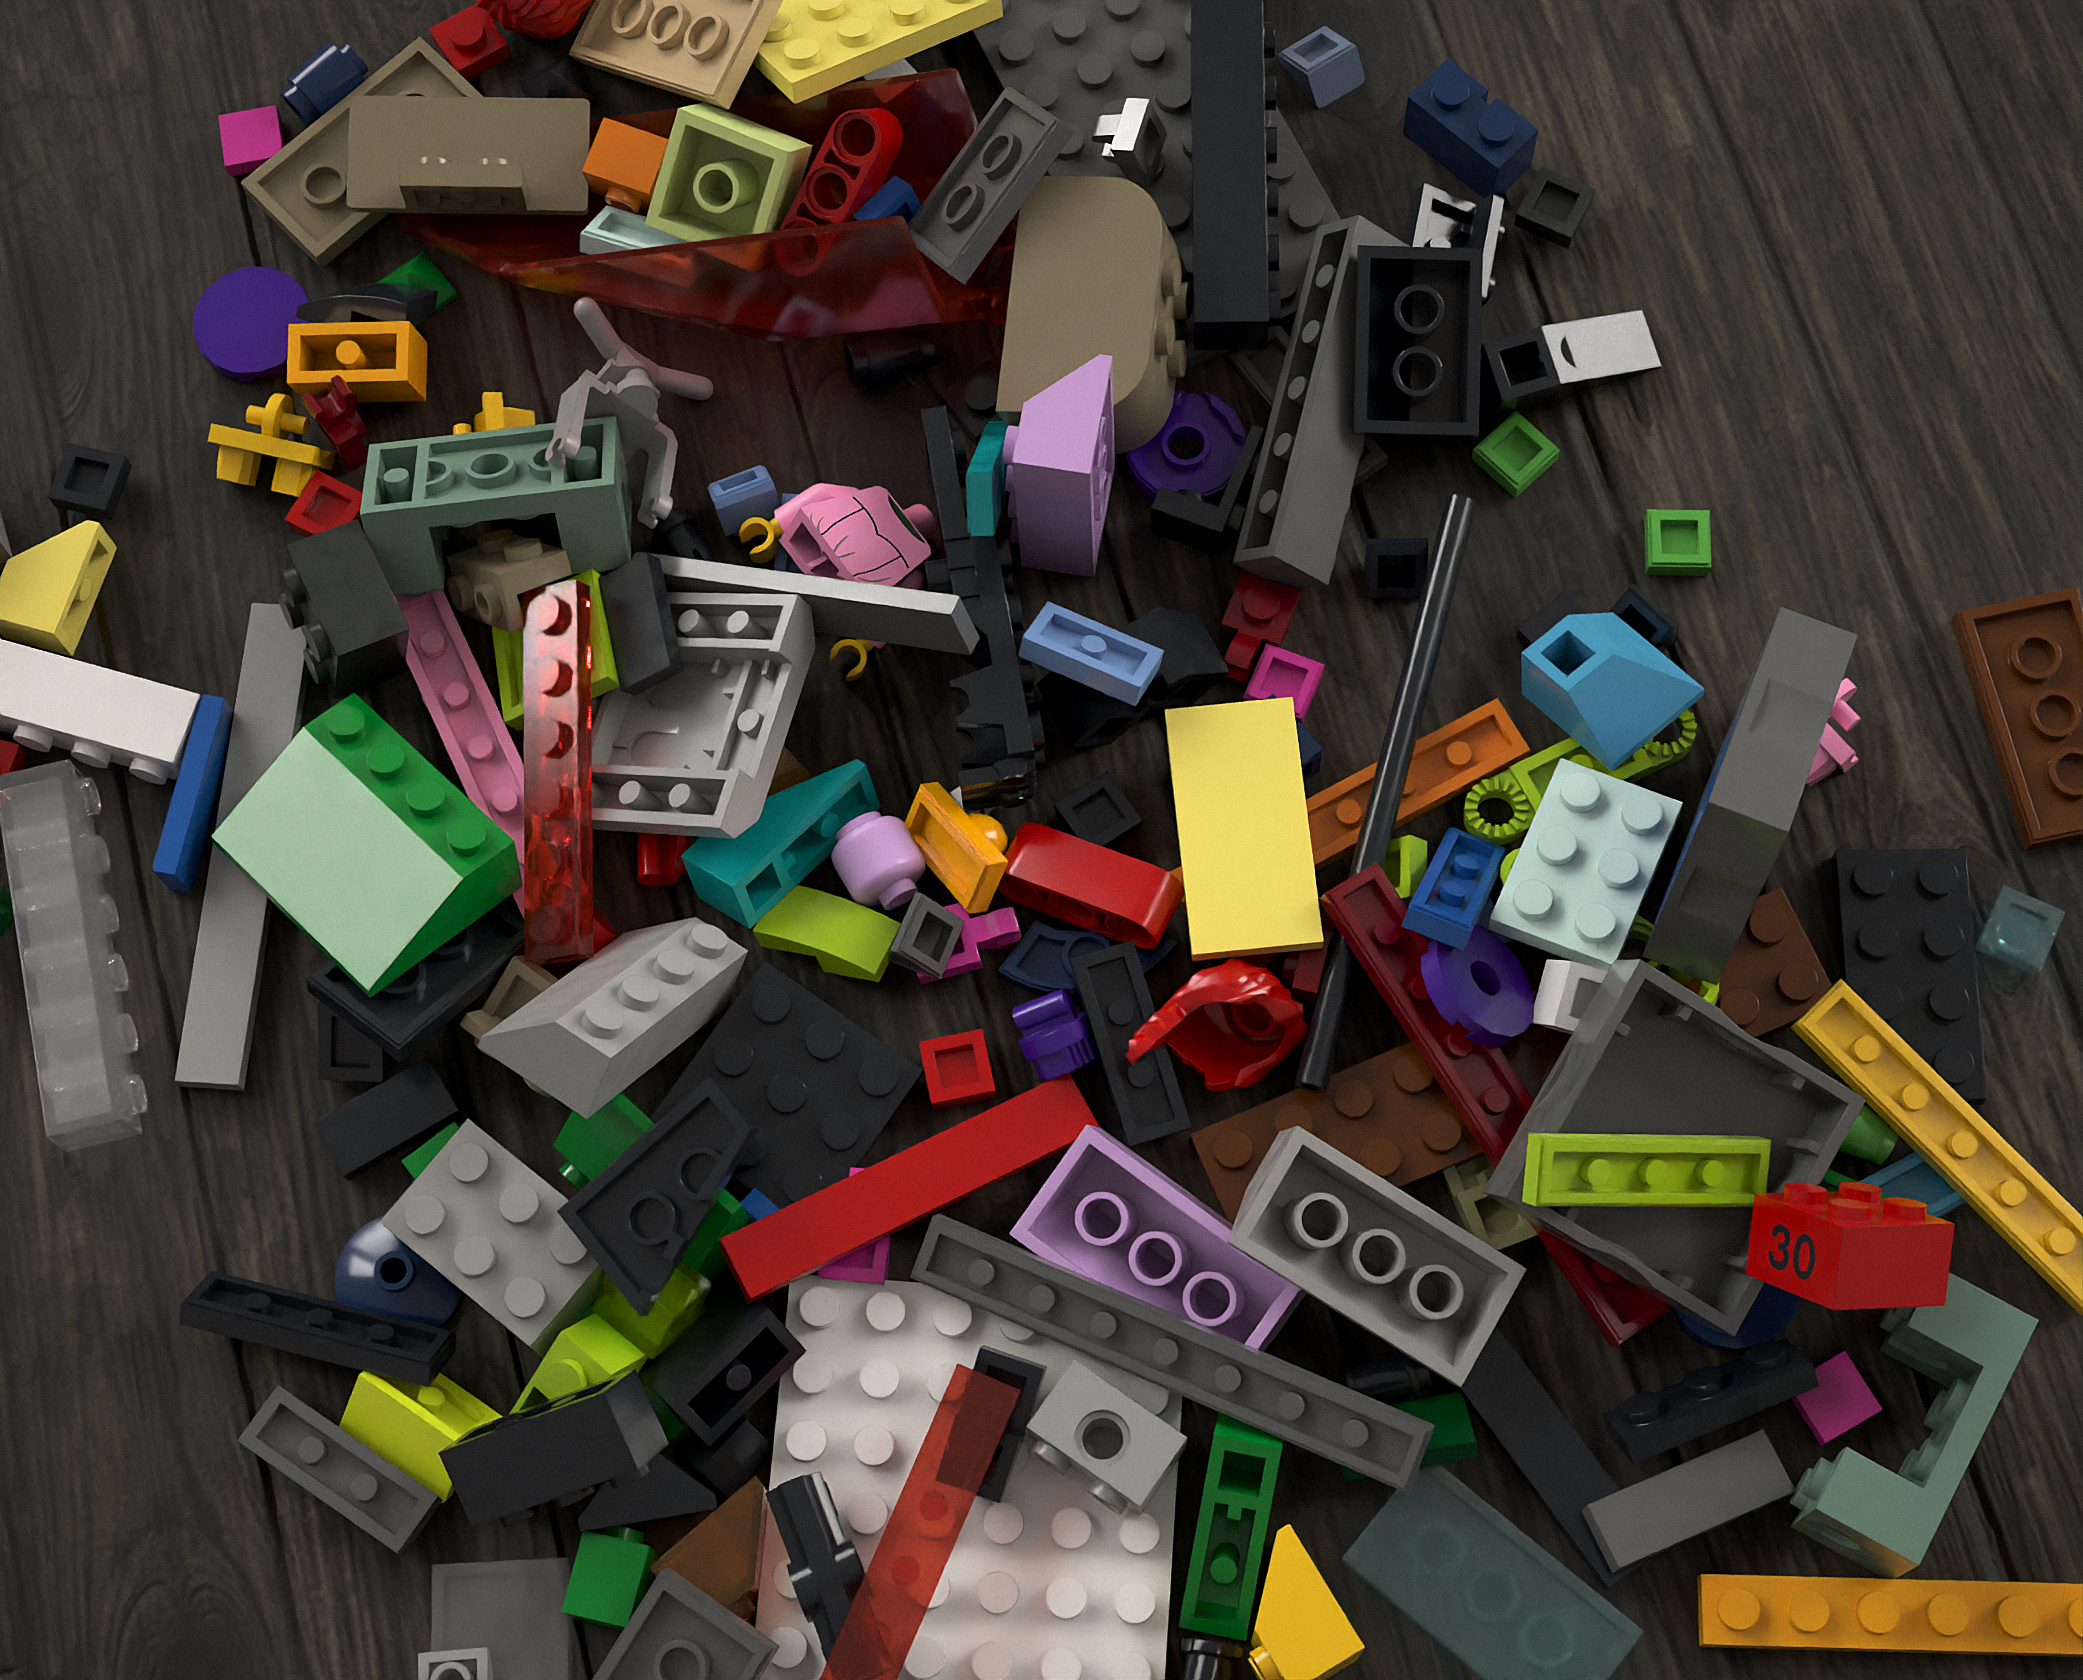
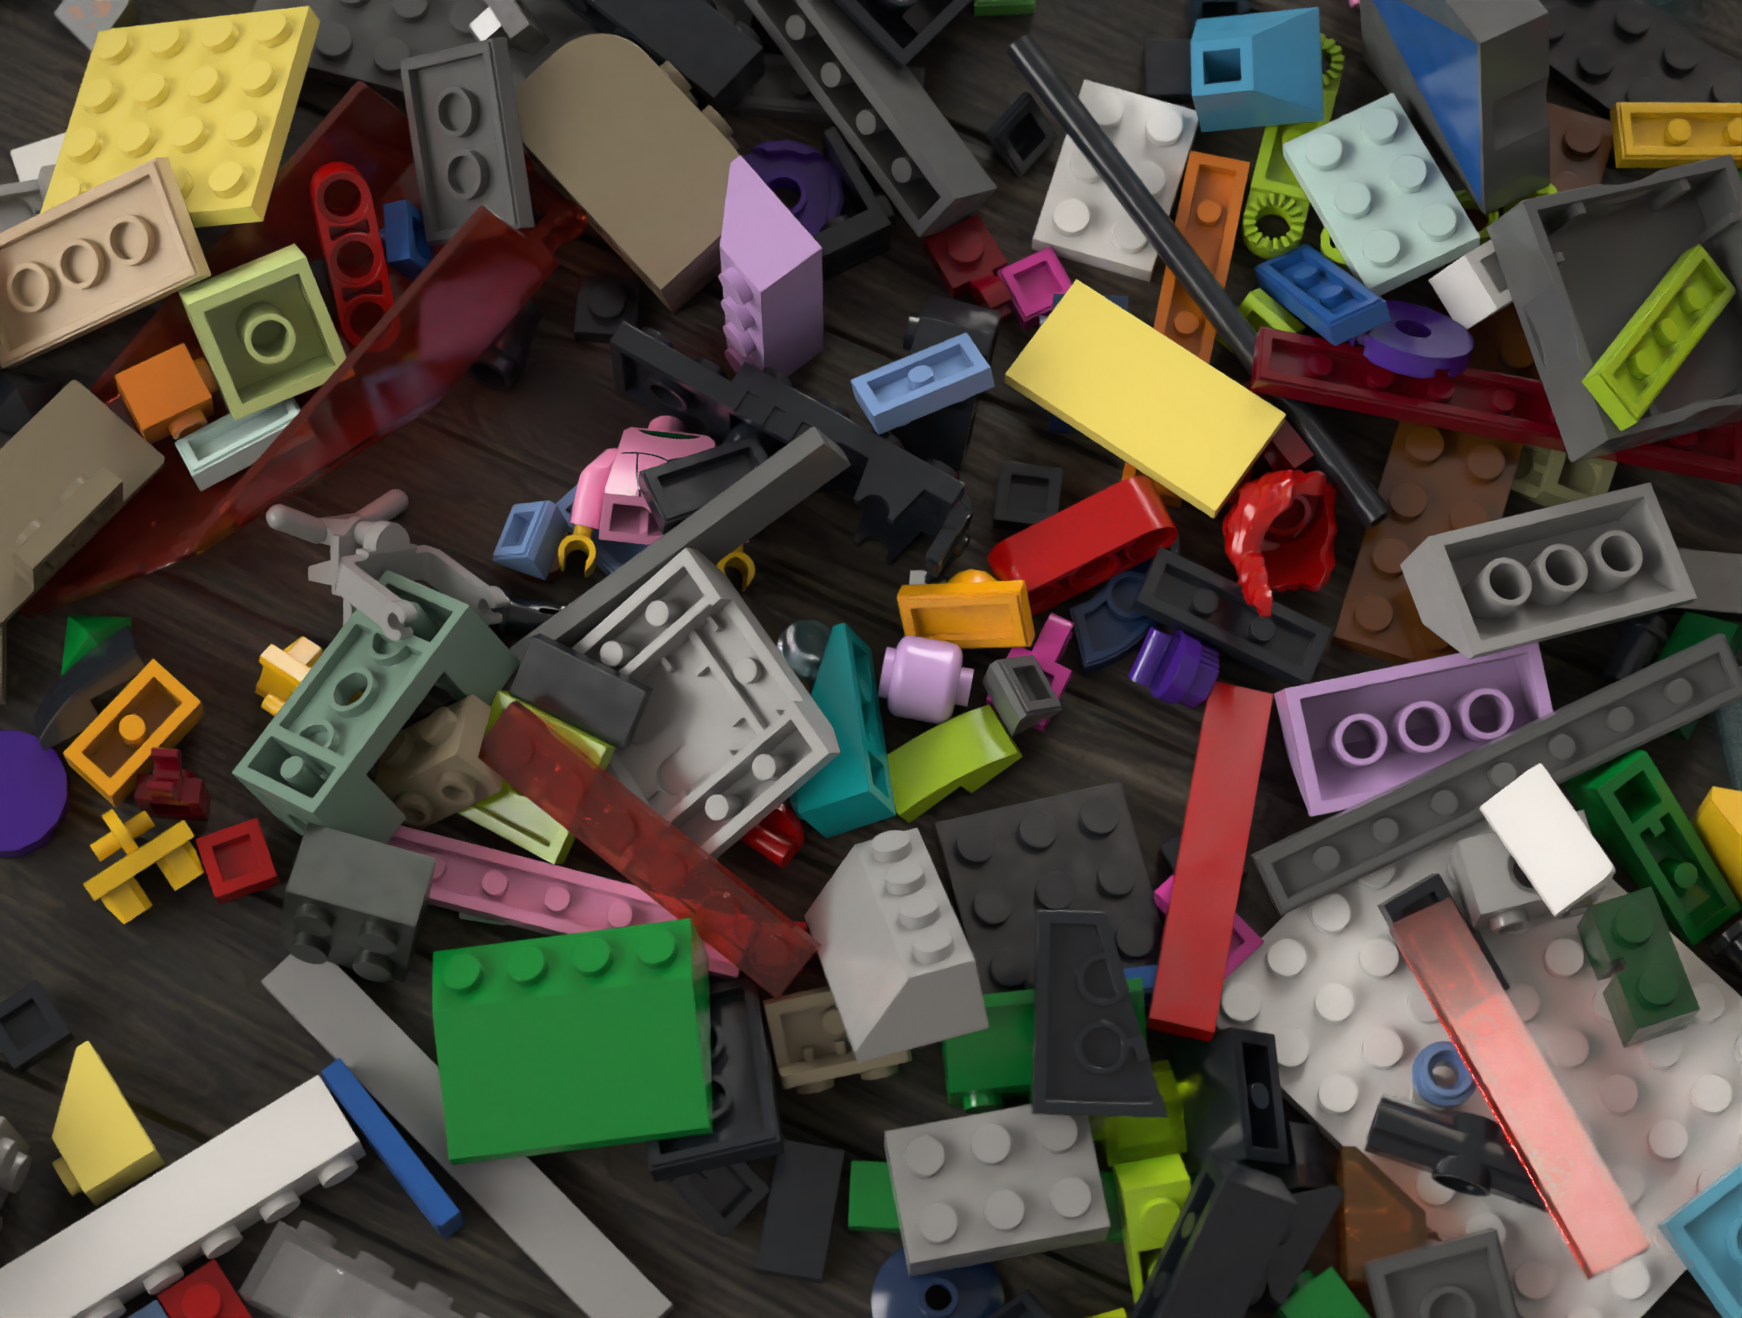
camera: 55 degrees left, 0 degrees up
(826, 752) = (804, 647): none -> clear light blue plate
(861, 557) = (690, 482): none -> black tile
(866, 1497) = (1441, 1054): none -> medium blue plate
(957, 1069) = (1138, 757): red plate -> none
(986, 481) = (720, 336): teal tile -> none
(1088, 1611) = (1654, 989): none -> dark green piece
(1127, 1428) = (1548, 840): none -> white slope
(1473, 667) = (1080, 211): none -> white plate

